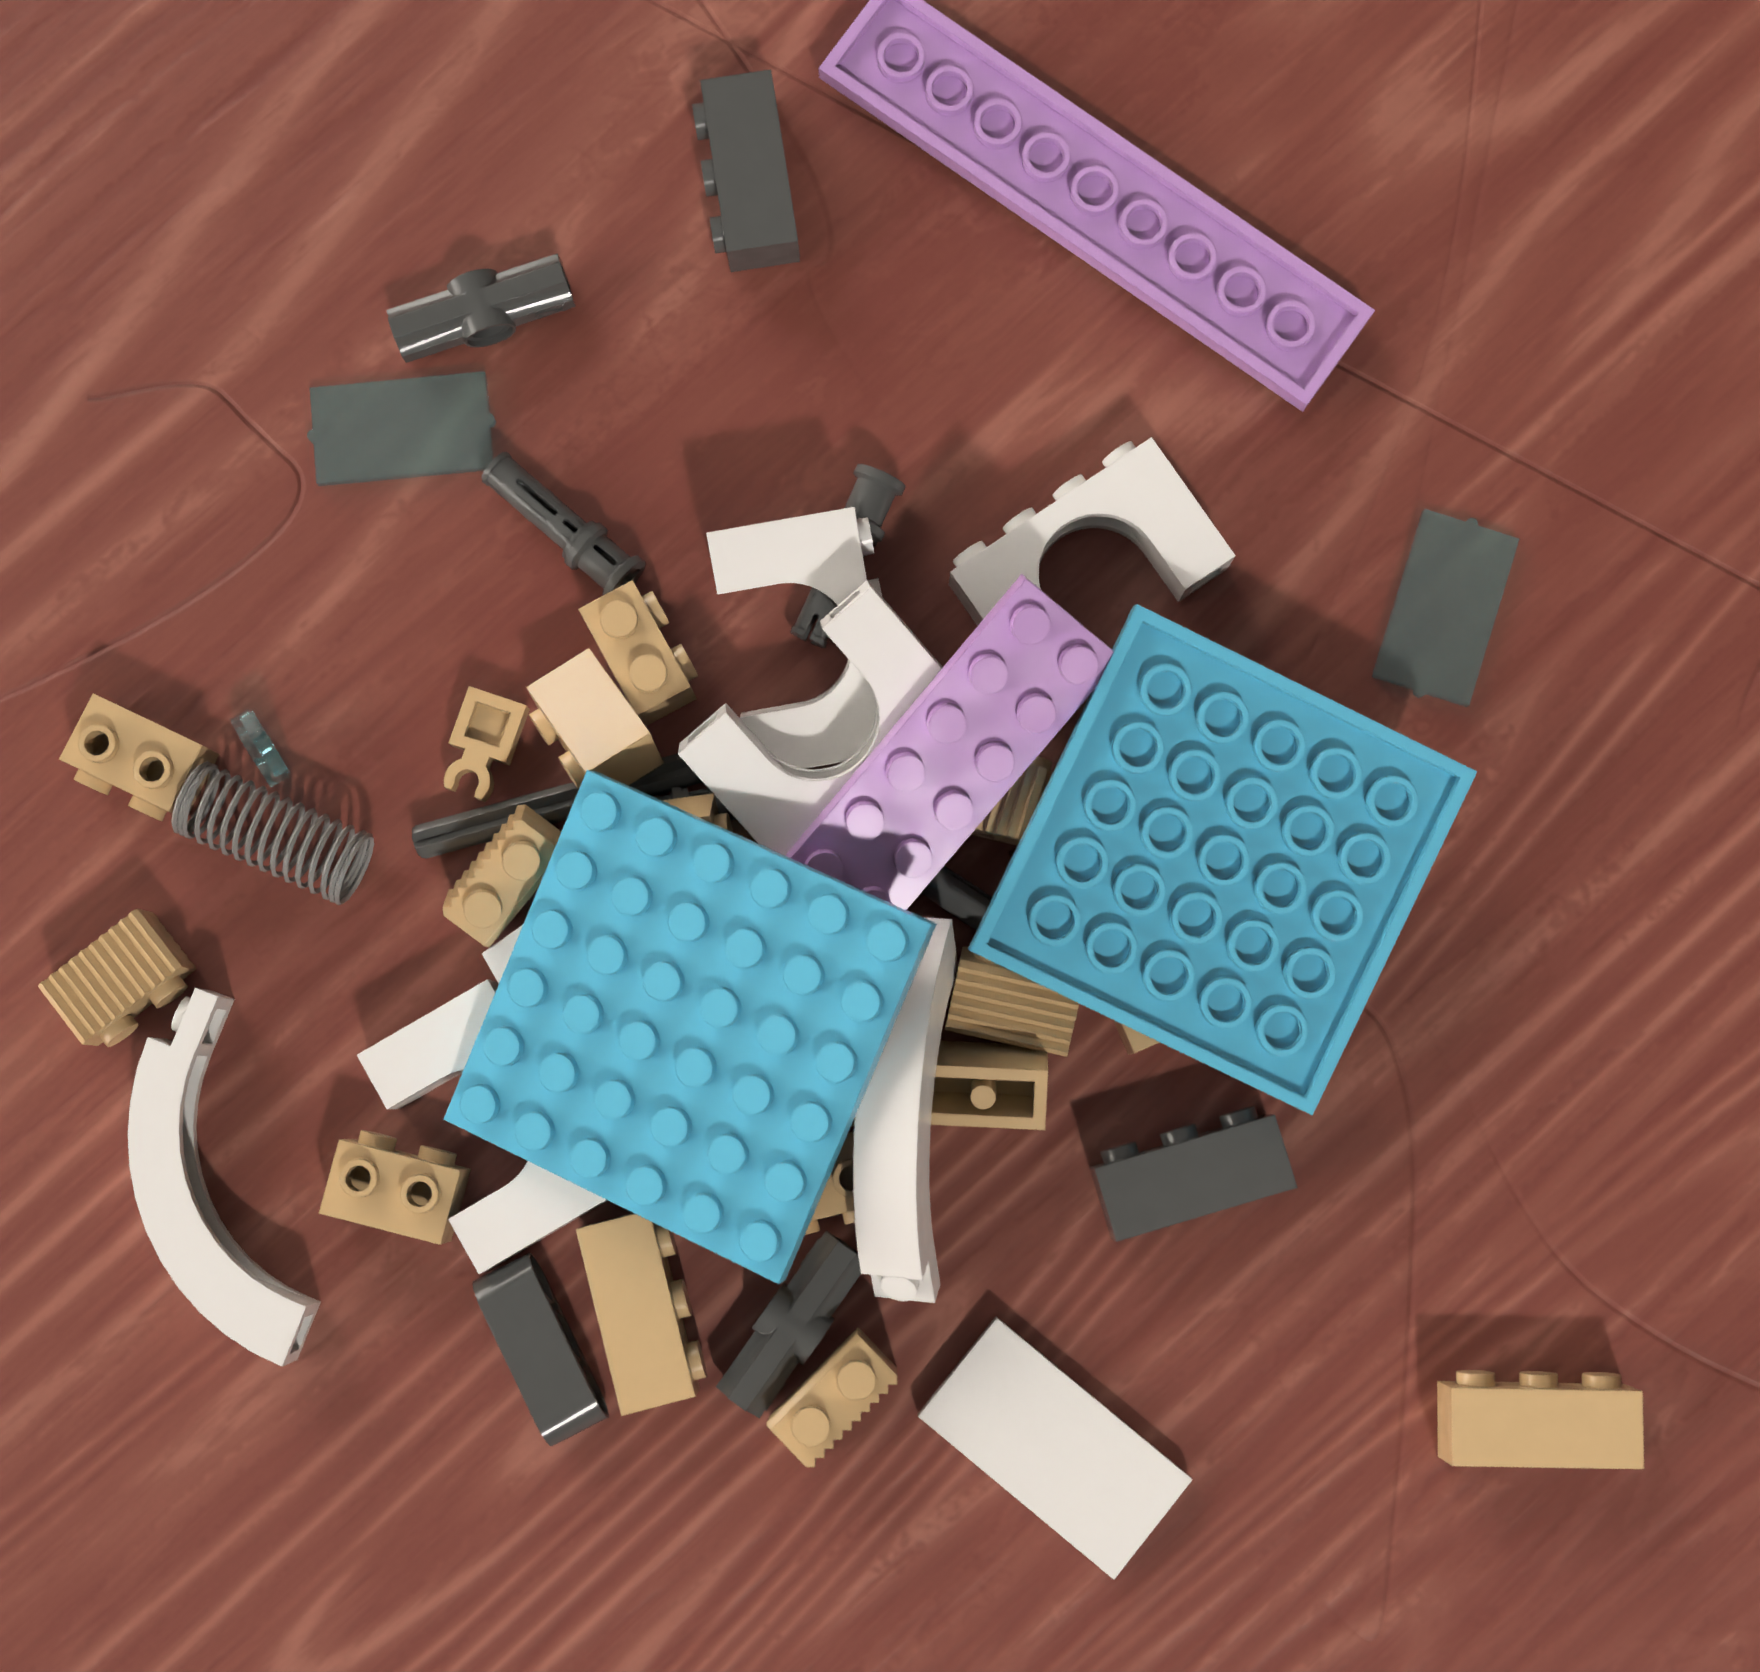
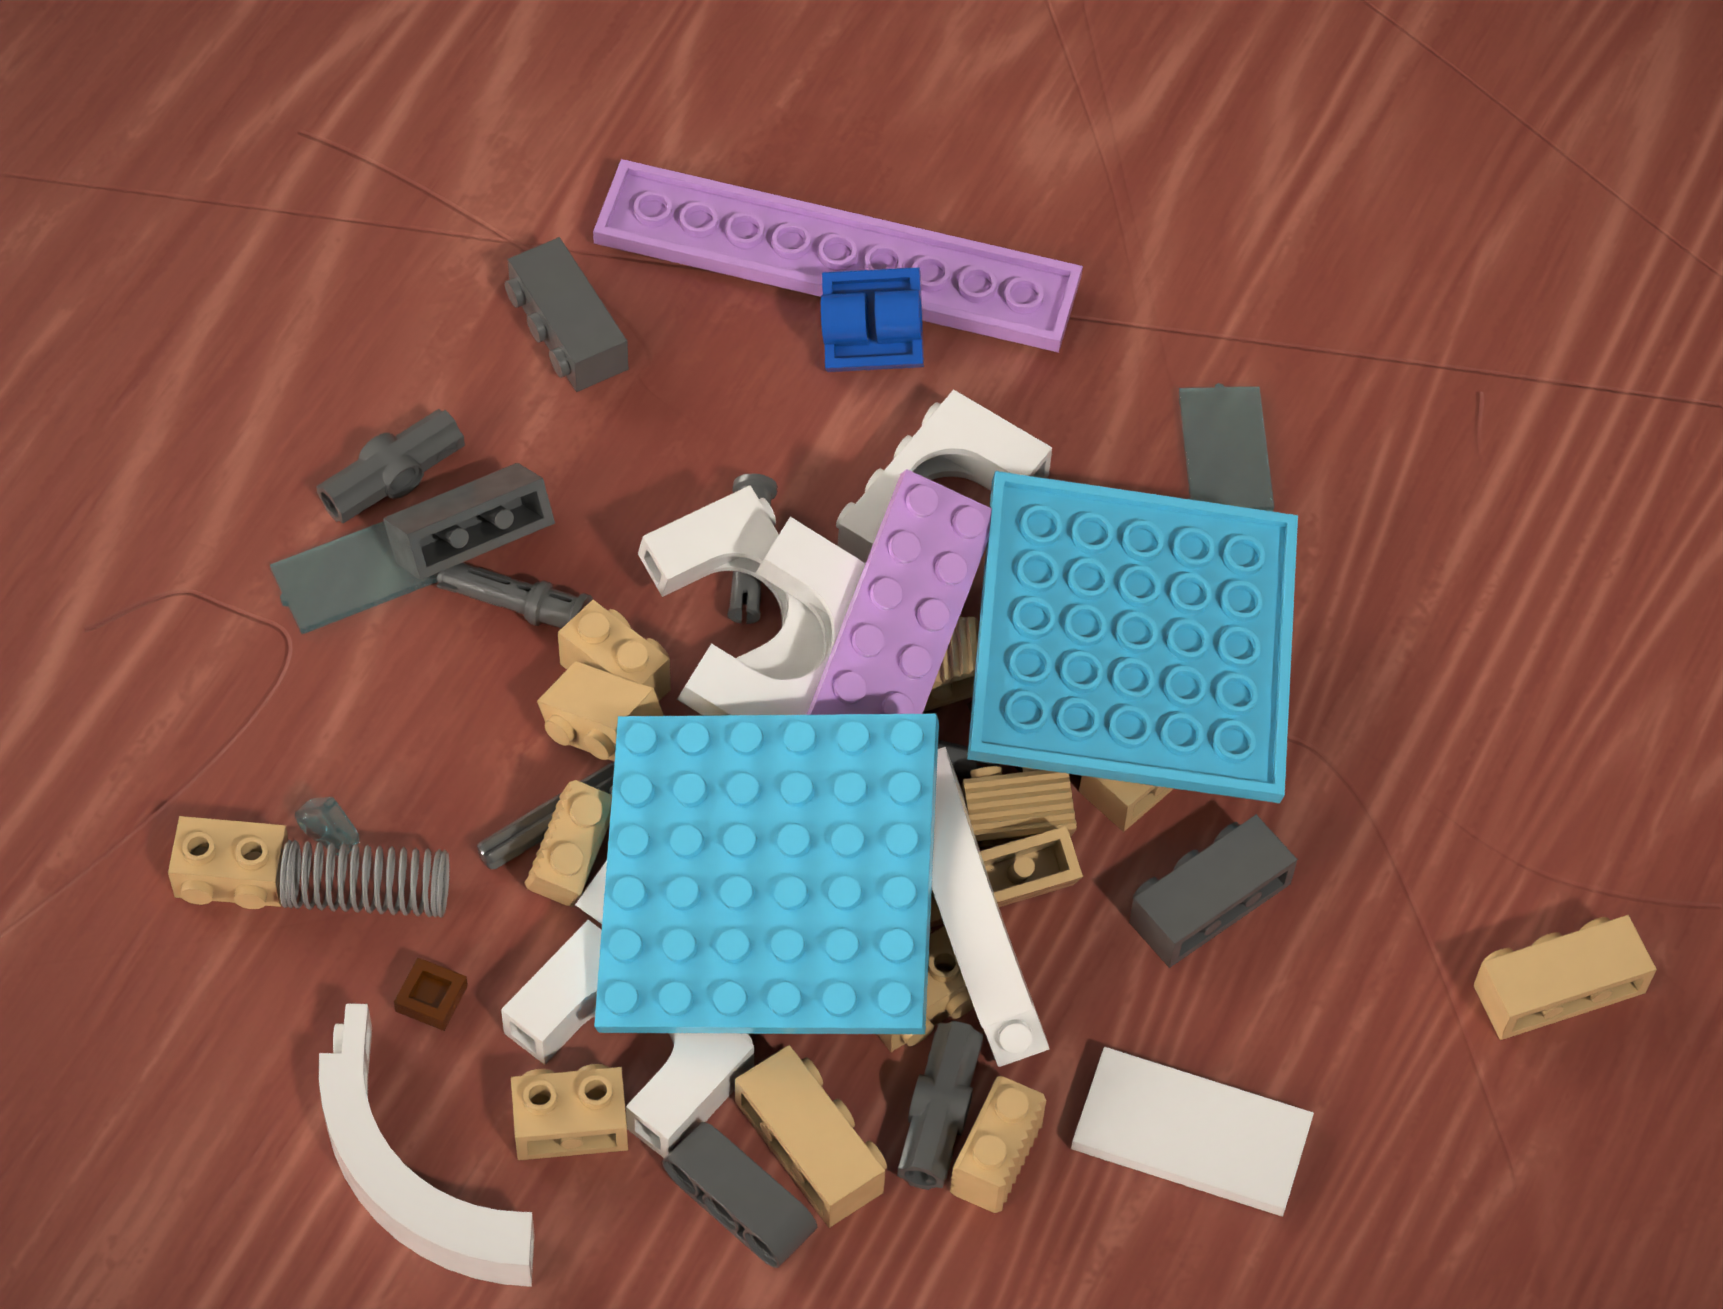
camera: 25 degrees left, 25 degrees down
(118, 979) = (272, 1031): tan brick -> none
(300, 992) = (430, 994): none -> reddish brown plate
(486, 731) = (512, 760): tan plate -> none
(535, 420) = (469, 520): none -> dark grey brick
(1096, 303) = (872, 319): none -> blue plate

